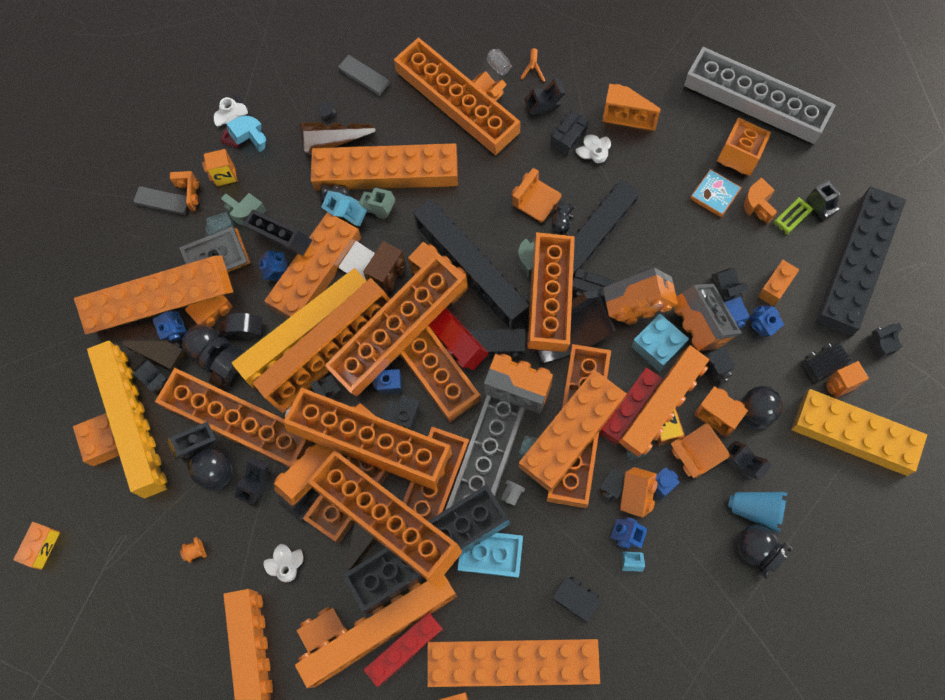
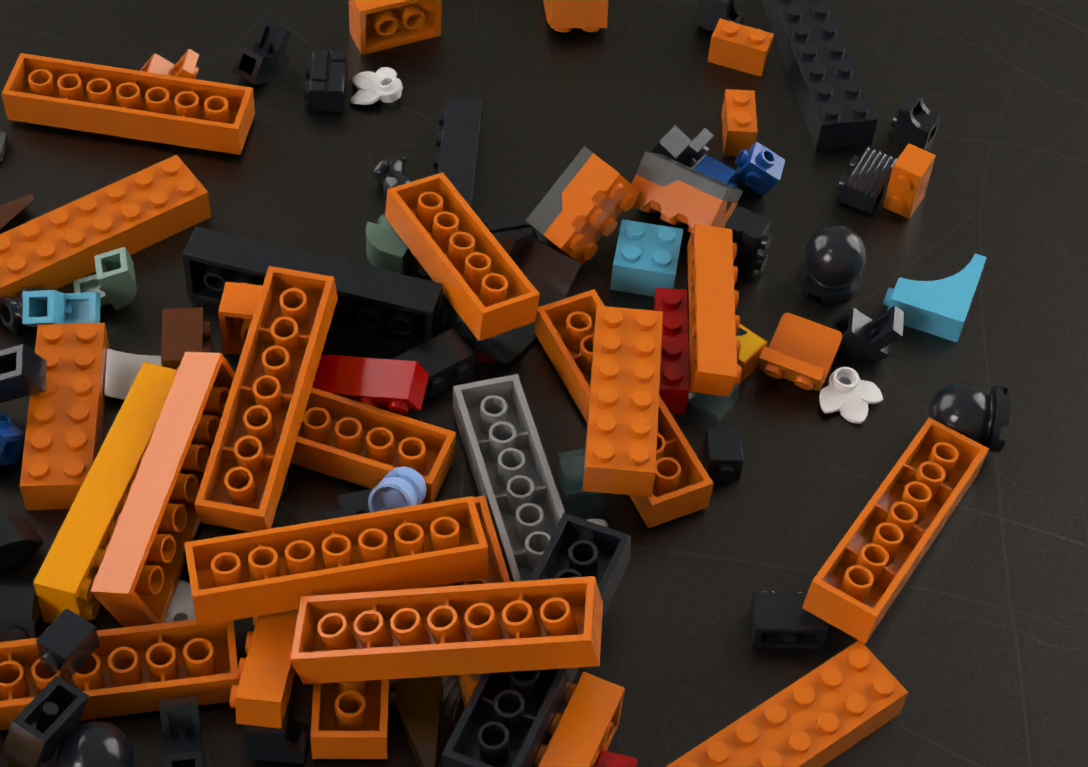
camera: 45 degrees left, 20 degrees down
(226, 404) = (67, 643): none -> black brick
(388, 382) = (301, 499): blue brick -> none
(426, 414) = (398, 489): none -> light blue wheel
(494, 556) = (636, 632): medium azure plate -> none
(499, 61) = (160, 41): clear brick -> none
(518, 383) = (506, 378): piece -> none
(533, 63) = (212, 25): orange plant -> none
(534, 196) = (338, 177): orange bracket -> none
(628, 533) = (790, 496): blue brick -> none
(633, 561) = (823, 534): medium azure slope -> none
(638, 492) = (766, 436): orange brick -> none
(666, 482) = (786, 415): blue brick -> none
(666, 591) = (894, 530): none -> orange brick
(709, 493) = (849, 395): none -> white plate
(715, 193) = (578, 66): tile -> none
(721, 411) = (789, 287): orange brick -> none
(757, 200) = (639, 50): orange brick -> none
(760, 507) = (927, 372): dark azure cone -> none
(784, 225) = (691, 62): lime tile -> none
(803, 467) = (937, 305): none -> medium azure arch
(818, 231) = (740, 47): none -> orange brick
(859, 432) = (949, 233): light orange brick -> none

